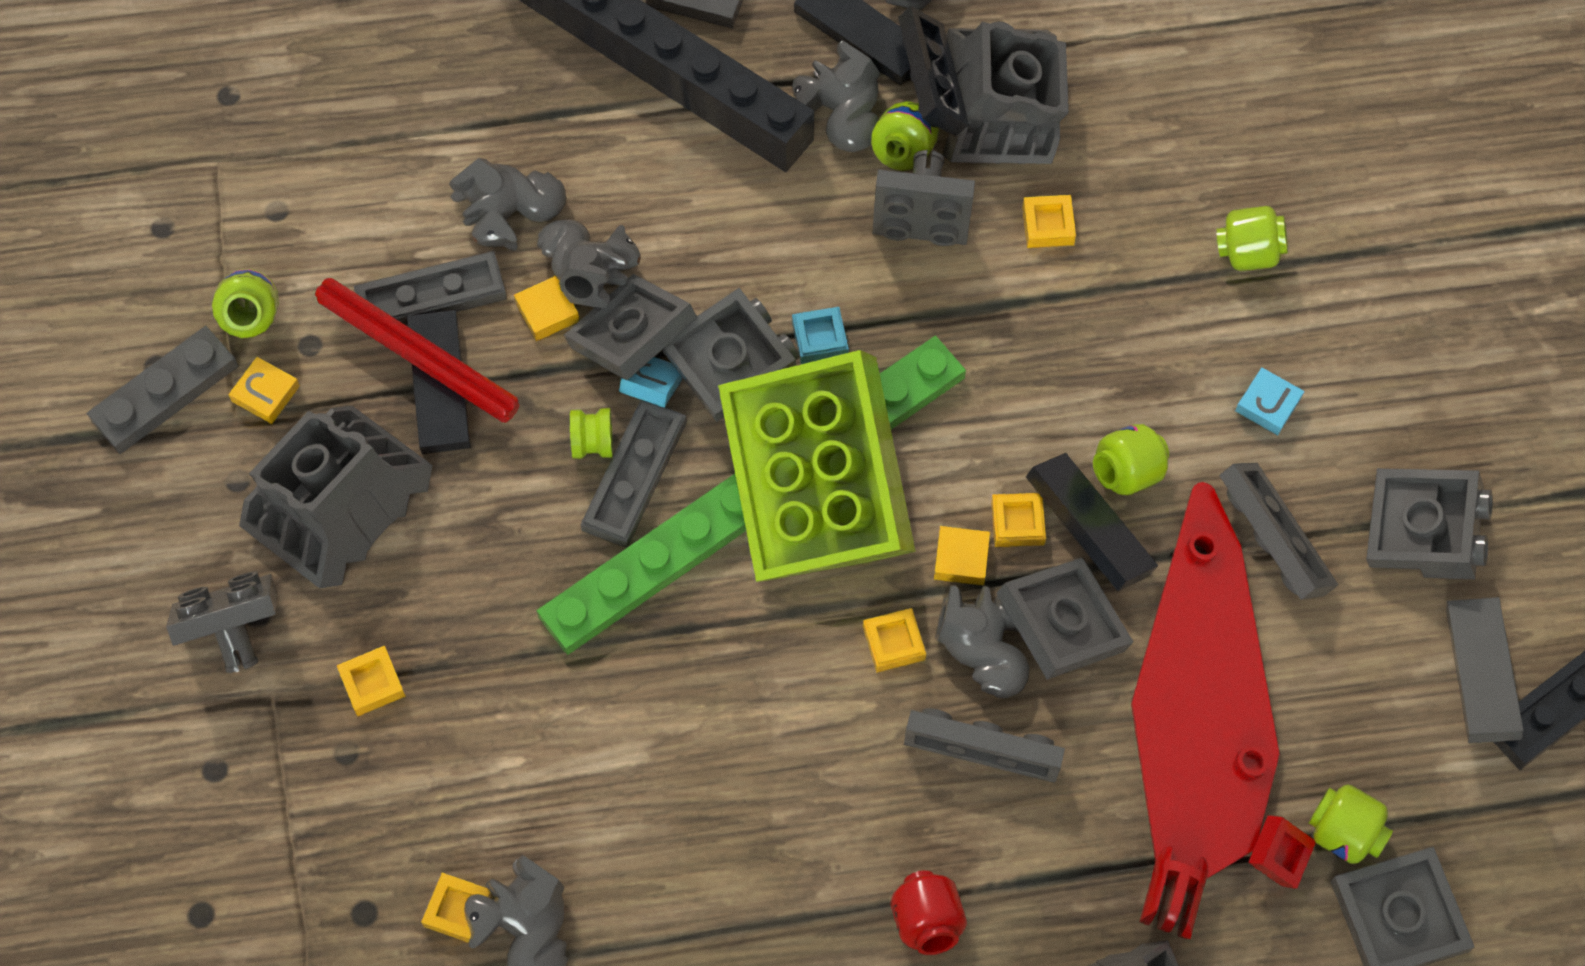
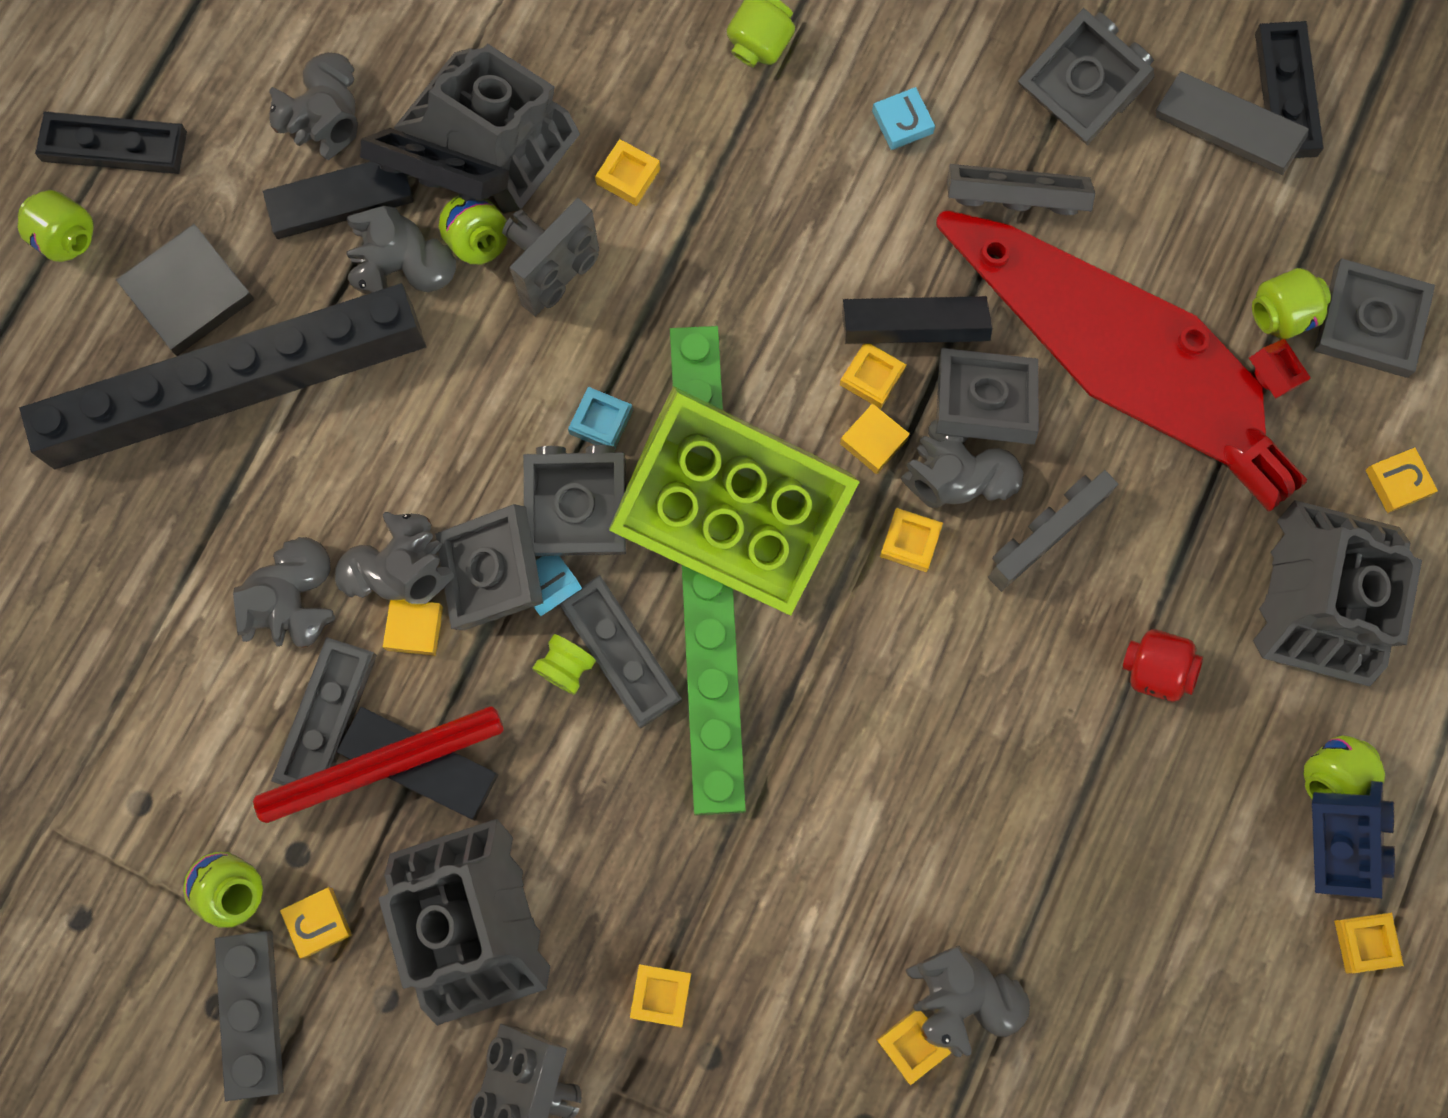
camera: 55 degrees left, 10 degrees up
(1131, 459) = (887, 253): lime head -> none

